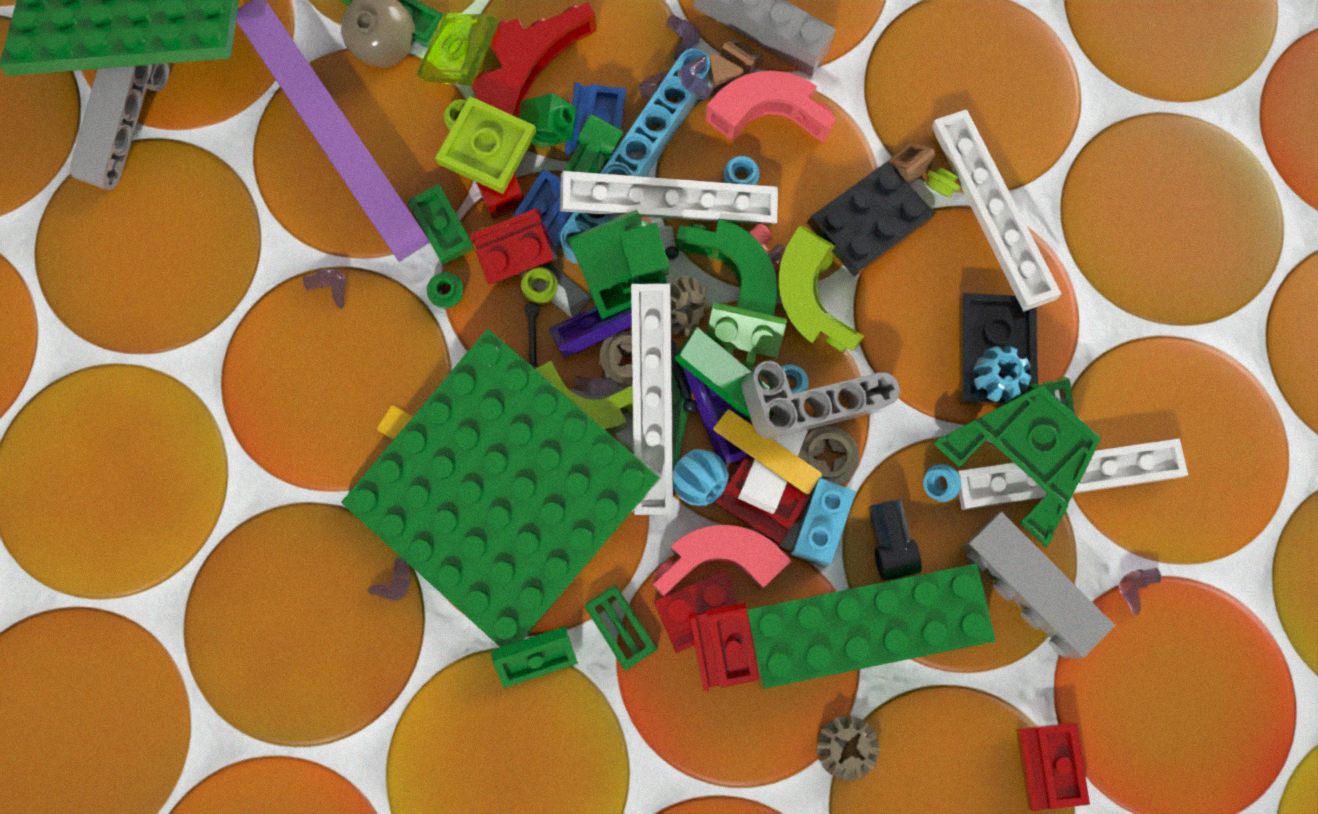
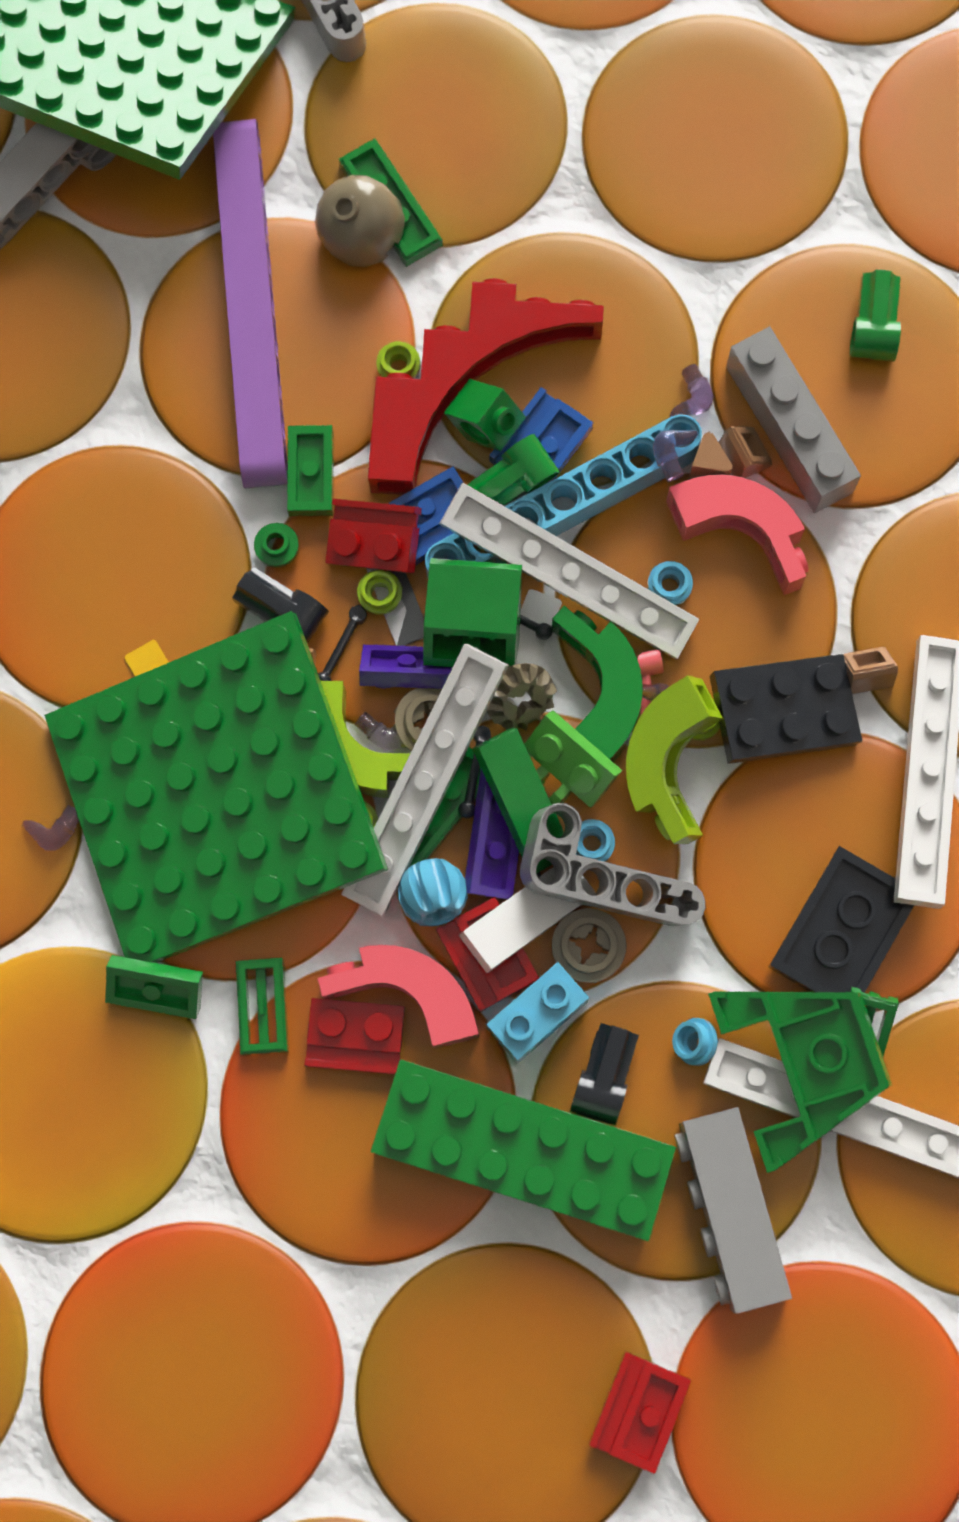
camera: 35 degrees right, 0 degrees up
(326, 278) = (158, 466): animal -> none
(457, 48) = (433, 285): clear neon green tile -> none
(464, 331) = (271, 599): none -> black piece
(486, 144) = (401, 409): lime plate -> none
(644, 252) = (499, 616): green brick -> none
(650, 84) = (624, 431): animal -> none
(724, 646) = (356, 1085): red plate -> none
(768, 452) = (520, 904): yellow sticker -> none
(829, 750) = (452, 1276): dark tan gear -> none
(943, 182) = (890, 710): lime plate -> none
(1007, 361) = (819, 970): medium azure piece -> none
(1133, 581) = (850, 1266): animal -> none

